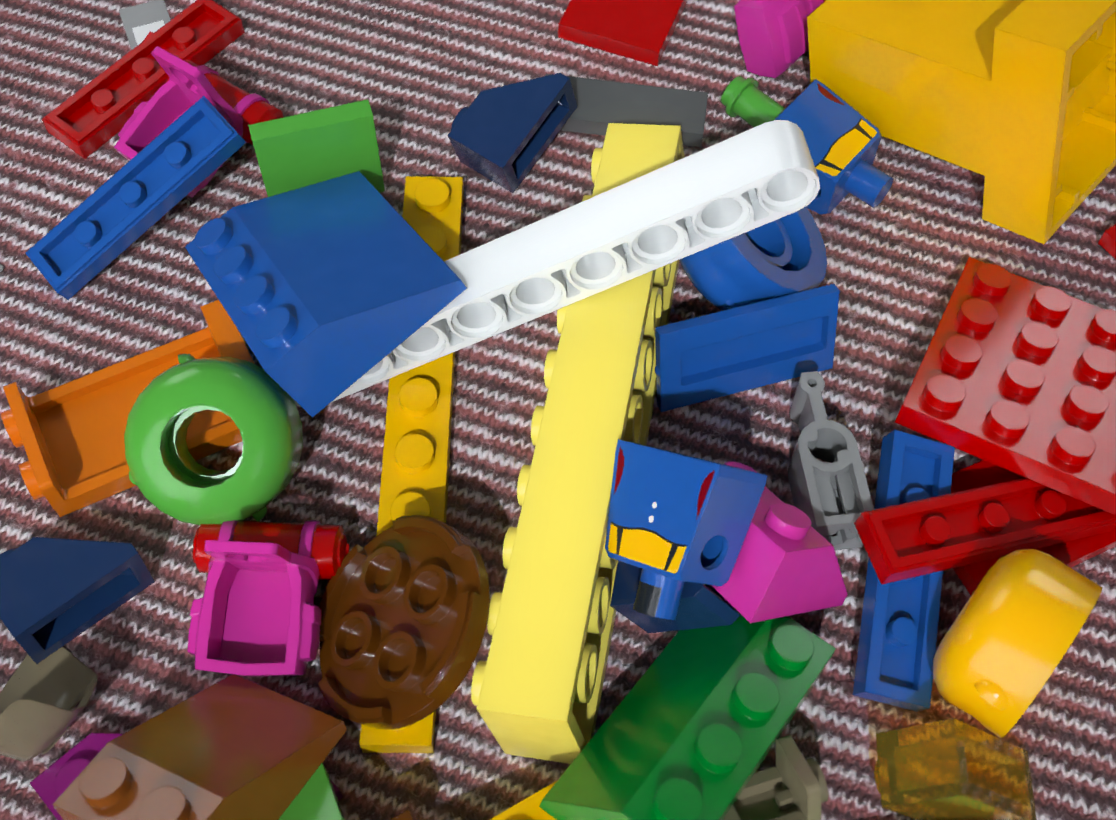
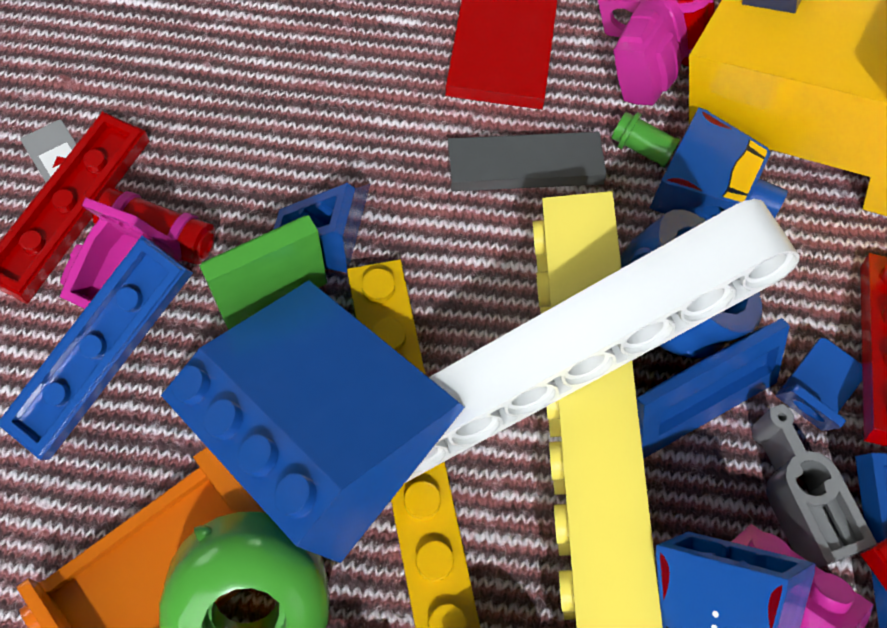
camera: 15 degrees left, 5 degrees up
(408, 129) = (337, 219): none -> blue slope
(512, 127) = (434, 203): dark blue slope -> none
(874, 371) = (822, 385): none -> blue bracket

